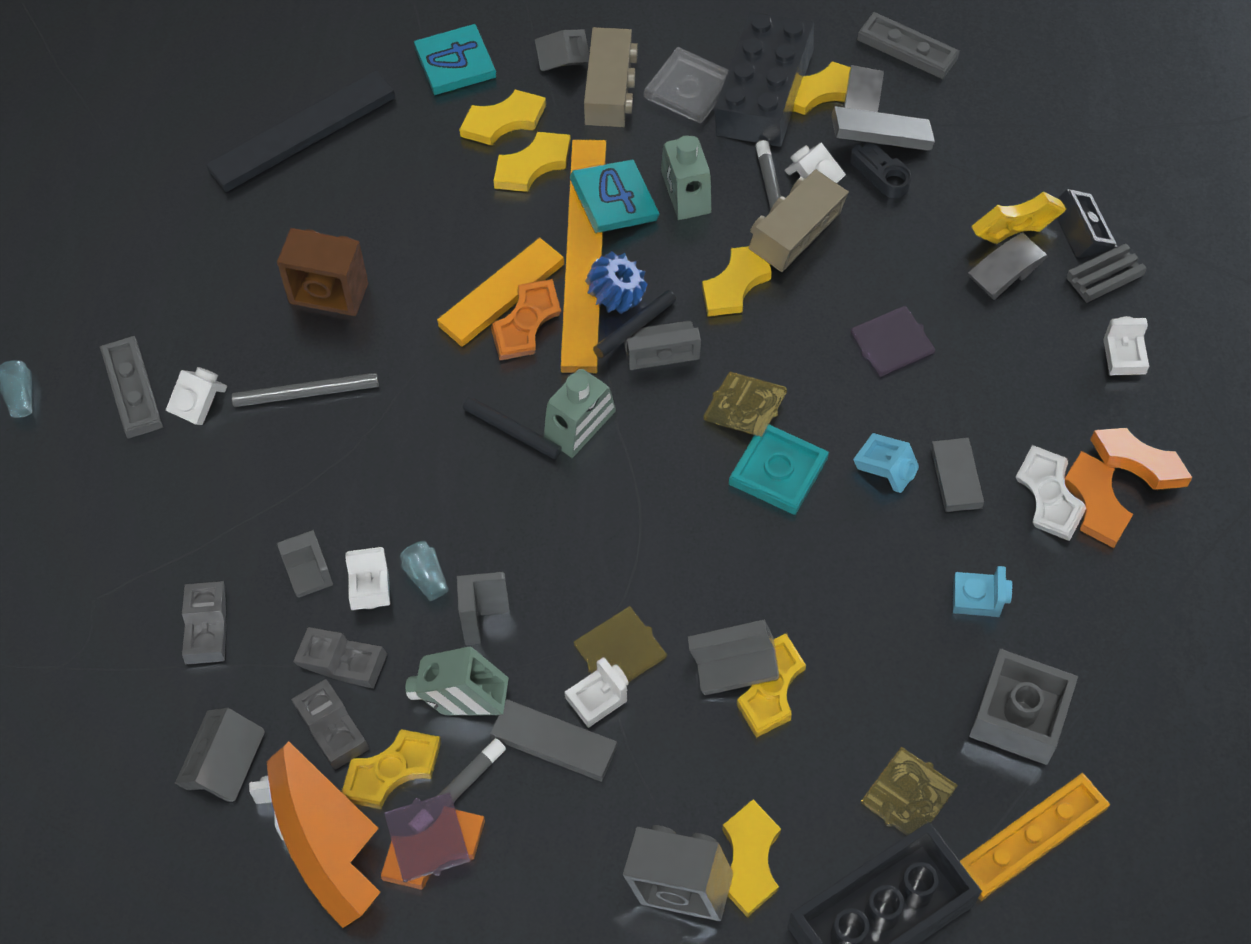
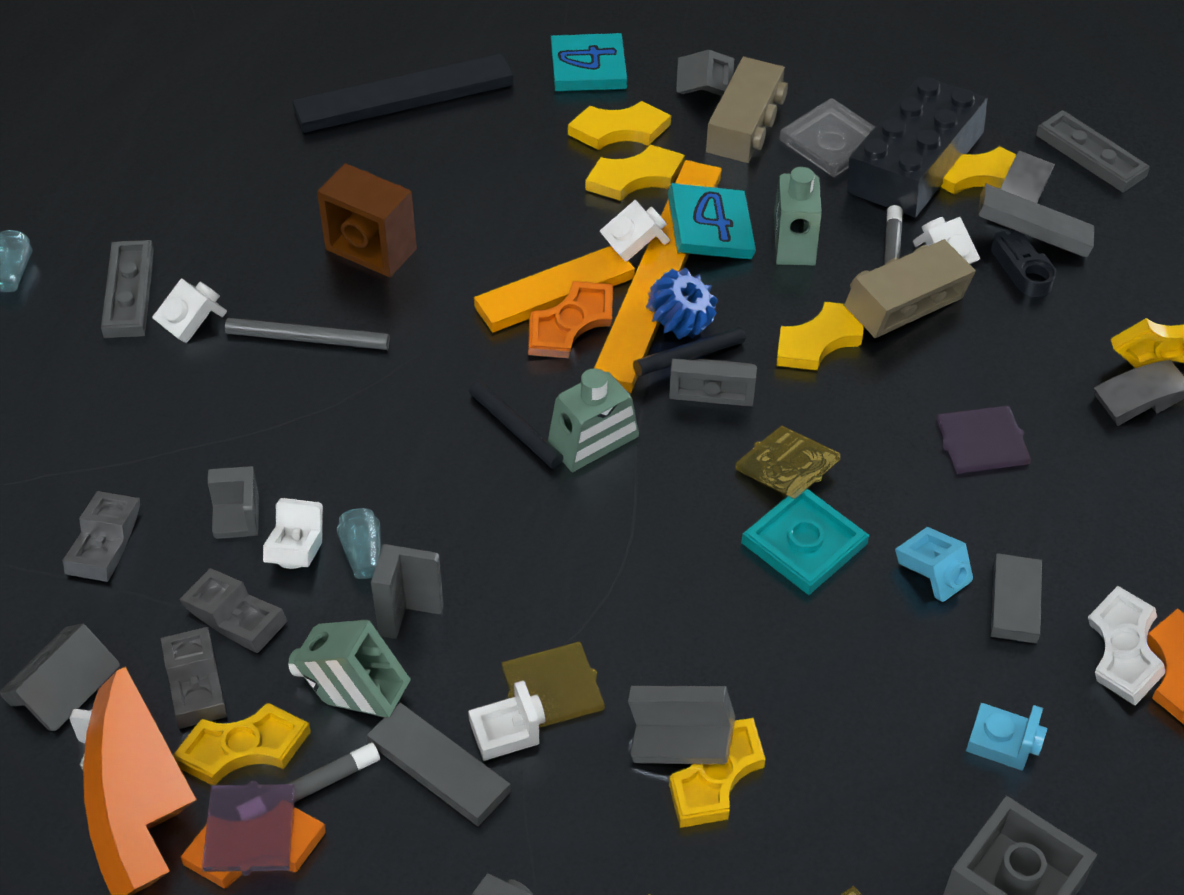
camera: 15 degrees right, 10 degrees down
(554, 223) = (634, 229): none -> white bracket

